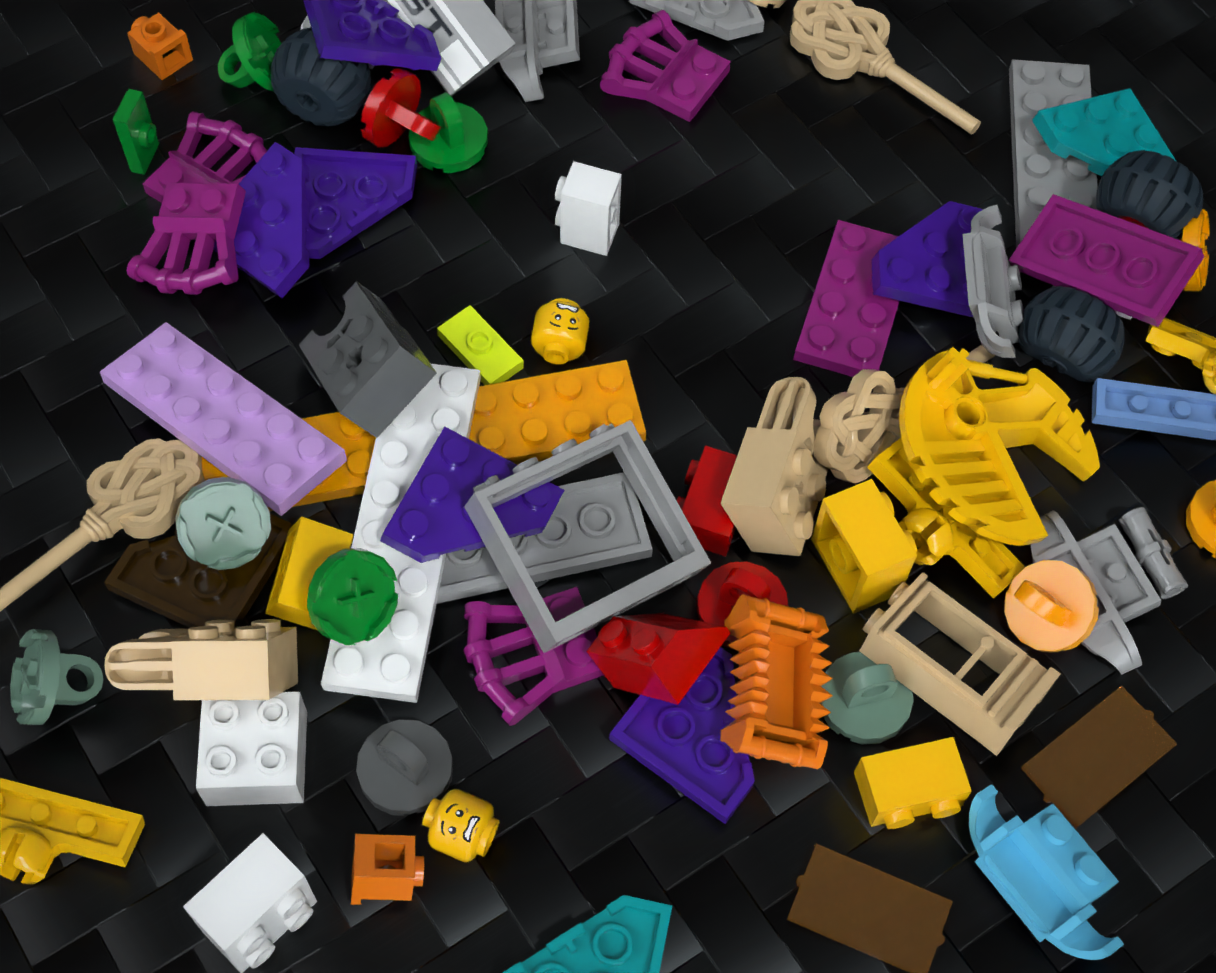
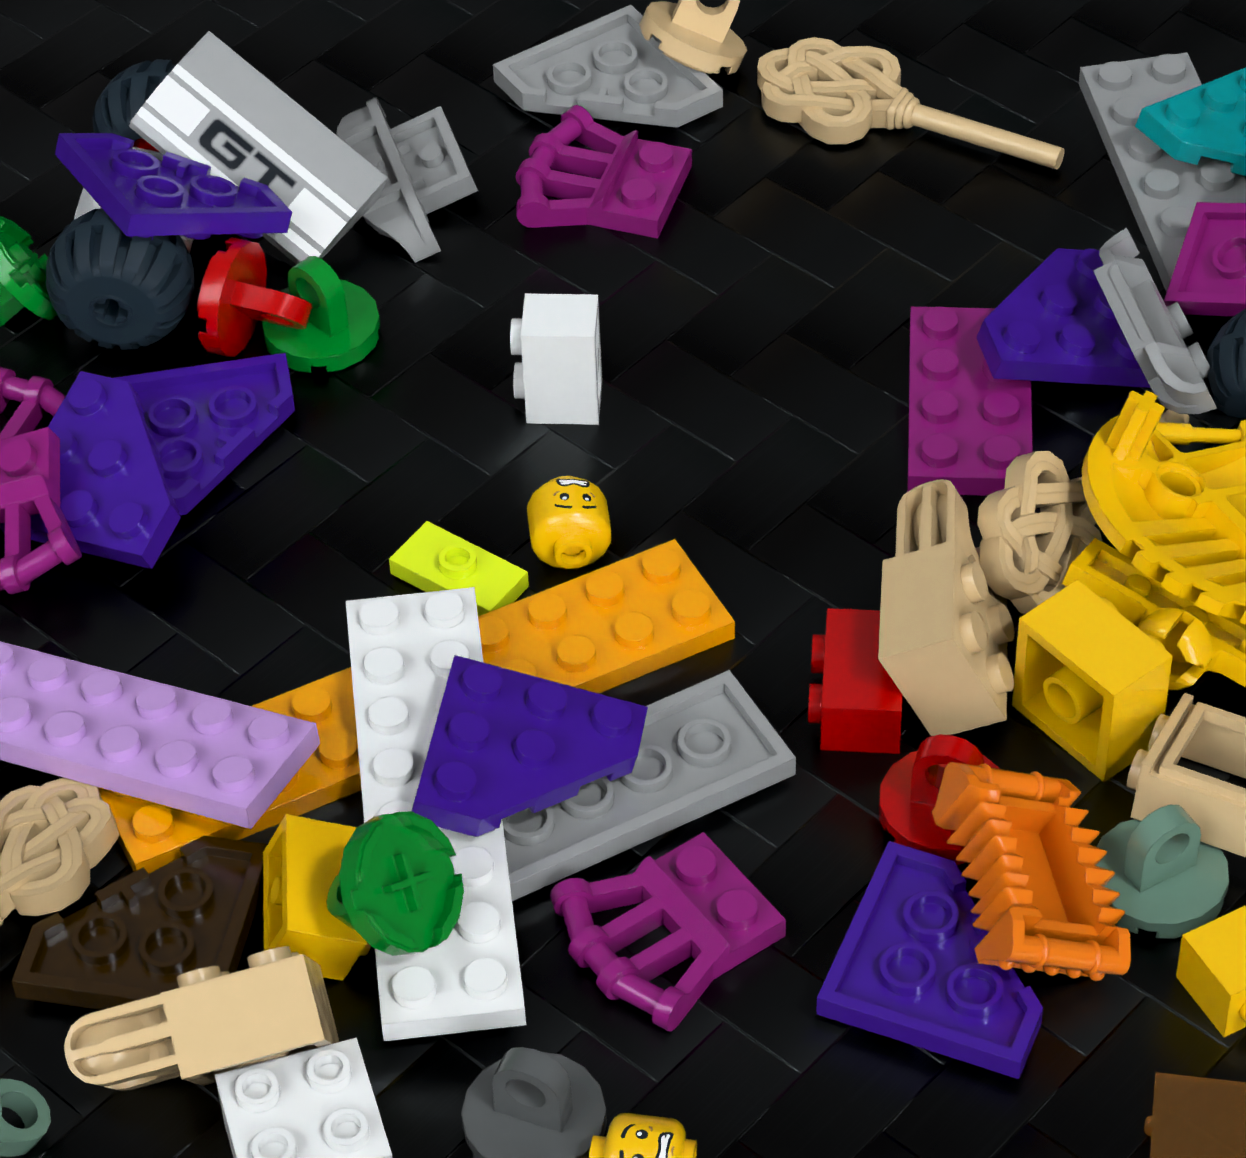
camera: 10 degrees left, 15 degrees down
(222, 523) = (173, 849): tile -> none
(368, 362) = (315, 604): dark grey brick -> none
(652, 492) = (769, 673): light grey window -> none
(656, 653) = (847, 877): red slope -> none

